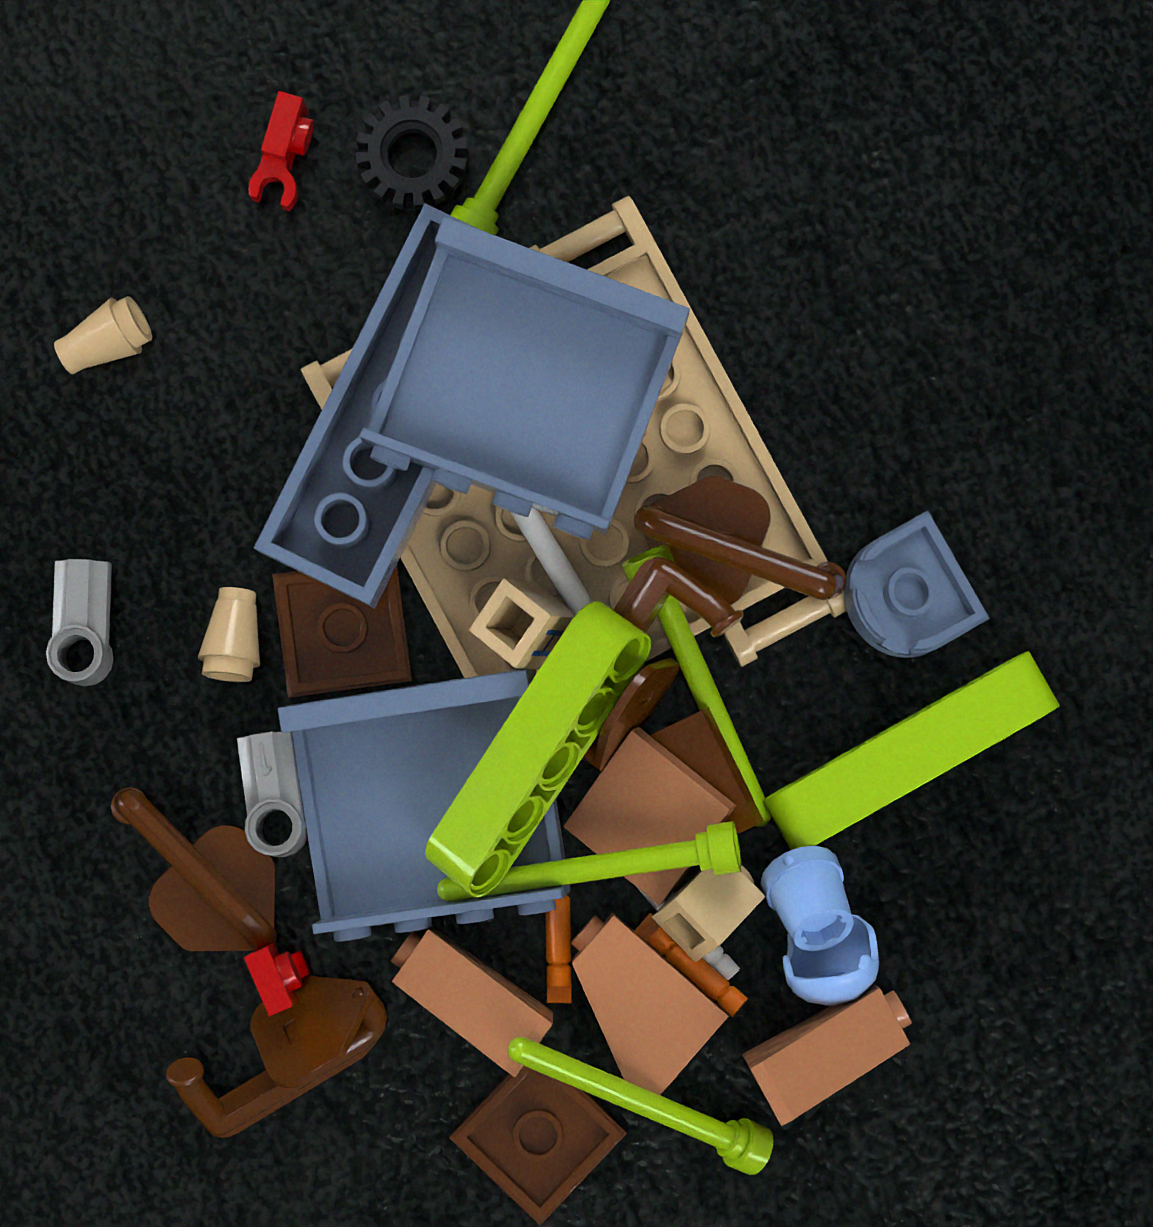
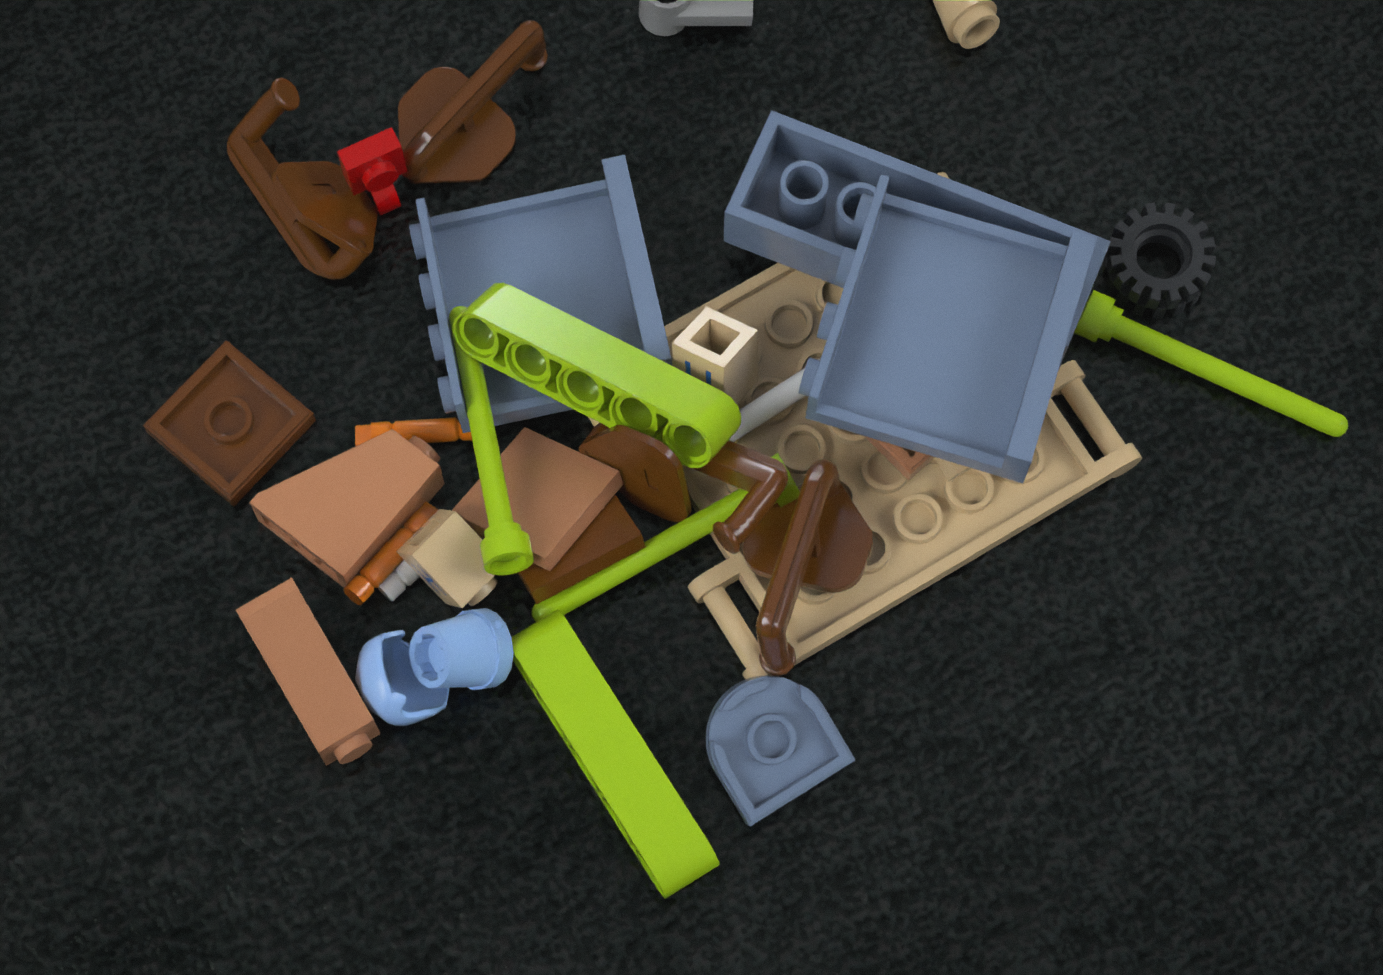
camera: 90 degrees right, 15 degrees down
(231, 638) = (690, 127): tan cone -> none
(269, 787) = (547, 165): light grey piece -> none
(286, 135) = (1159, 144): red plate -> none
(337, 640) = (686, 228): reddish brown tile -> none
(469, 996) = (355, 348): nougat slope -> none
(740, 1143) = (218, 603): lime piece -> none

